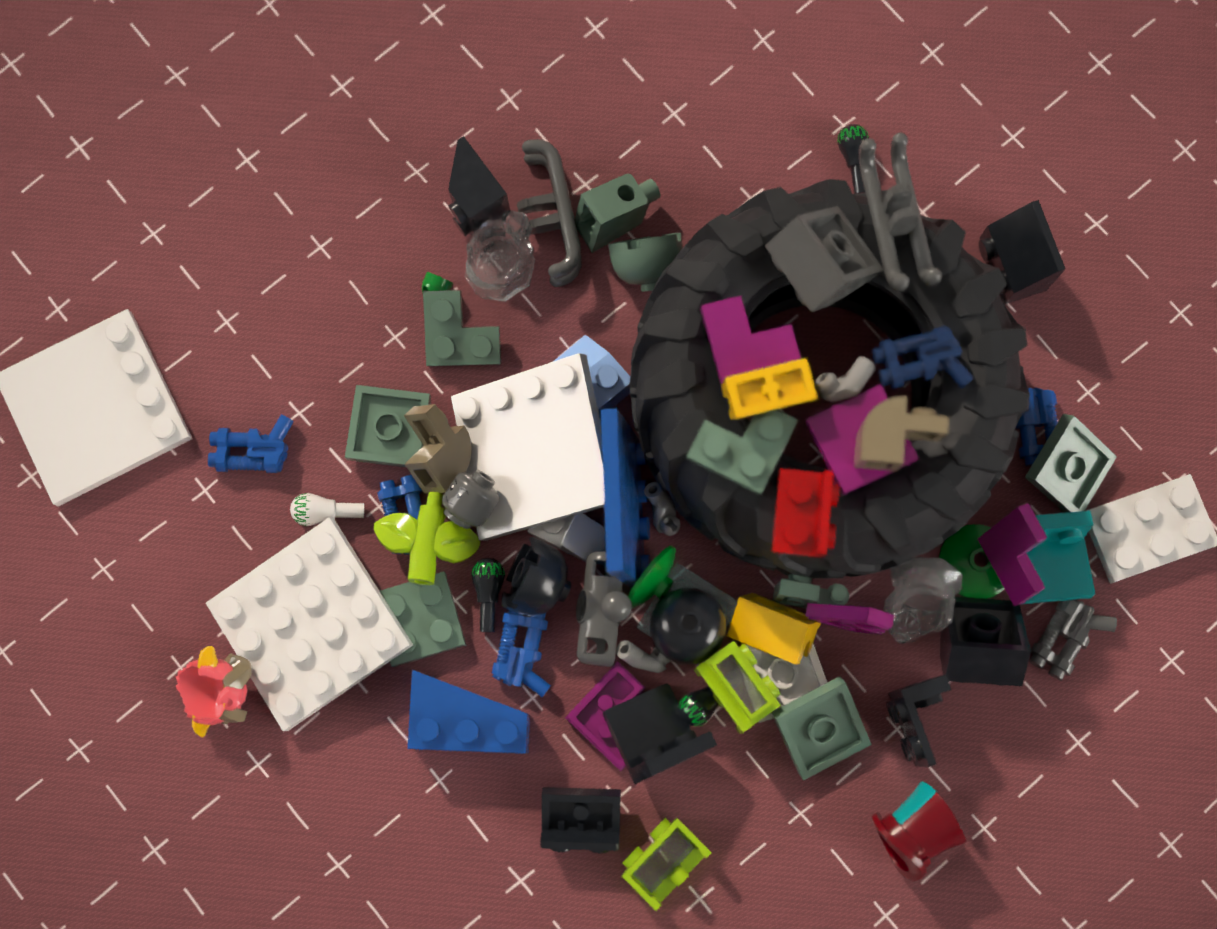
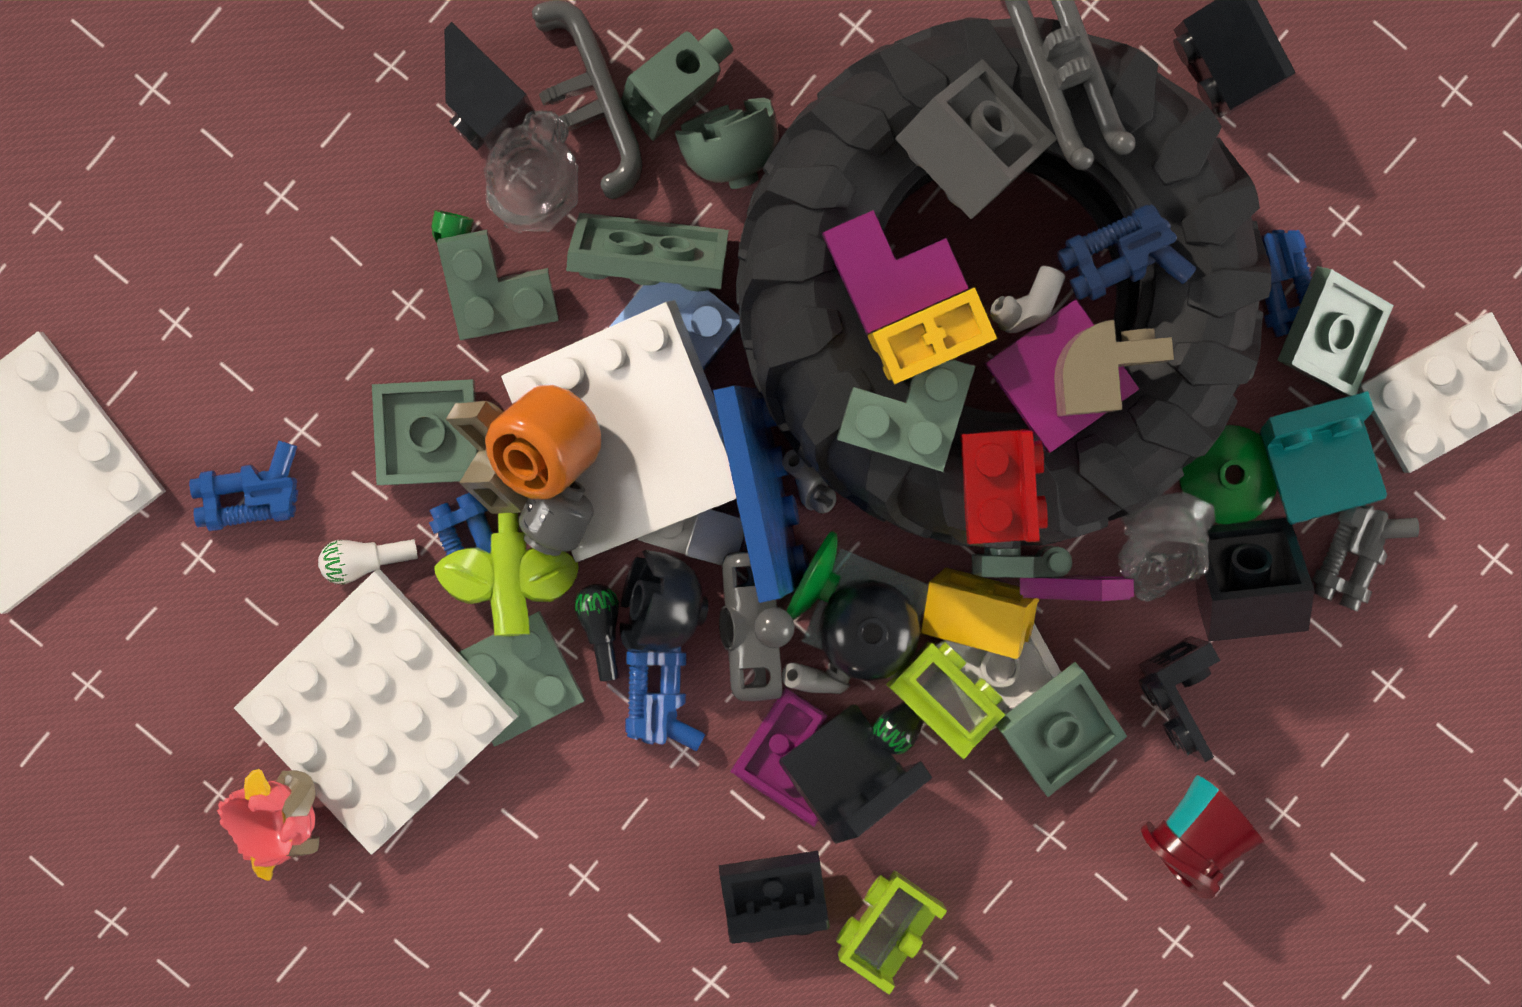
camera: 15 degrees left, 10 degrees up
(462, 721) = (601, 801): blue wedge -> none
(471, 440) = (543, 442): none -> orange head
(573, 323) = (648, 251): none -> sand green plate
(1007, 549) = (1267, 461): magenta tile -> none

